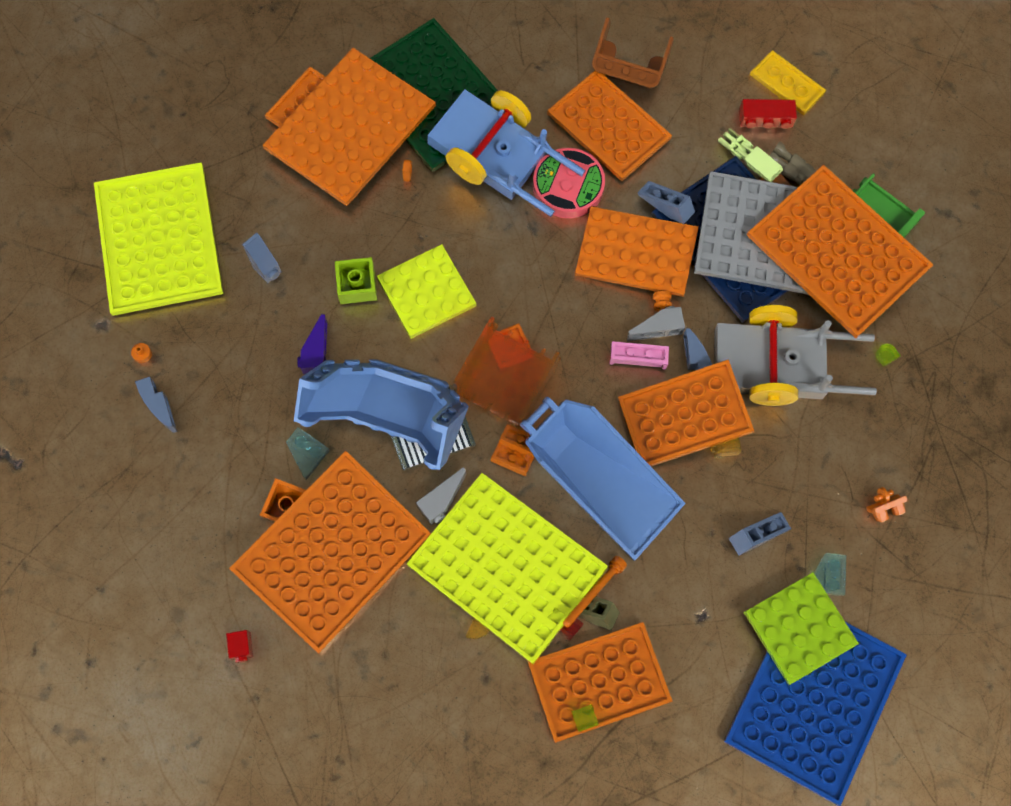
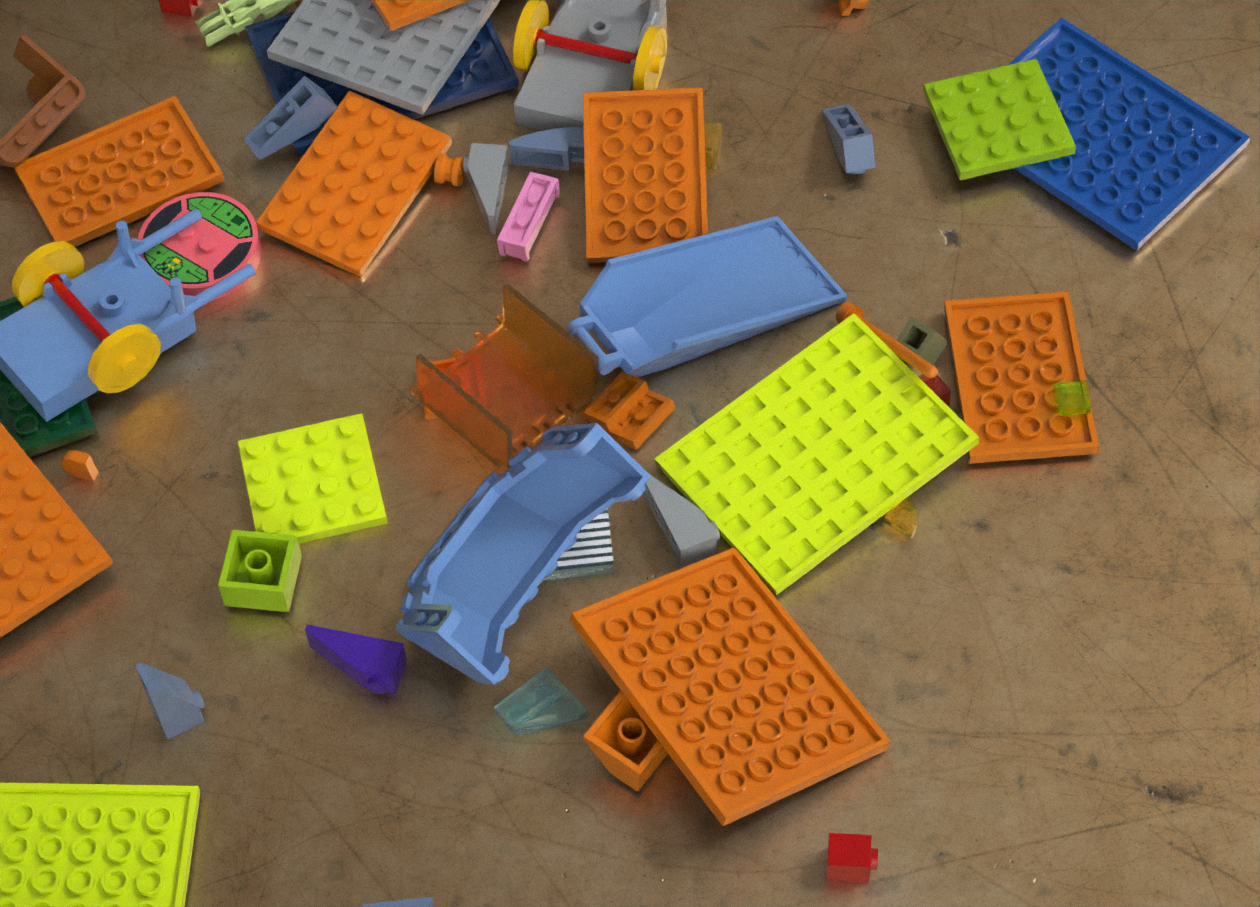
camera: 70 degrees left, 15 degrees down
(832, 573) = (923, 67): clear light blue wing -> none

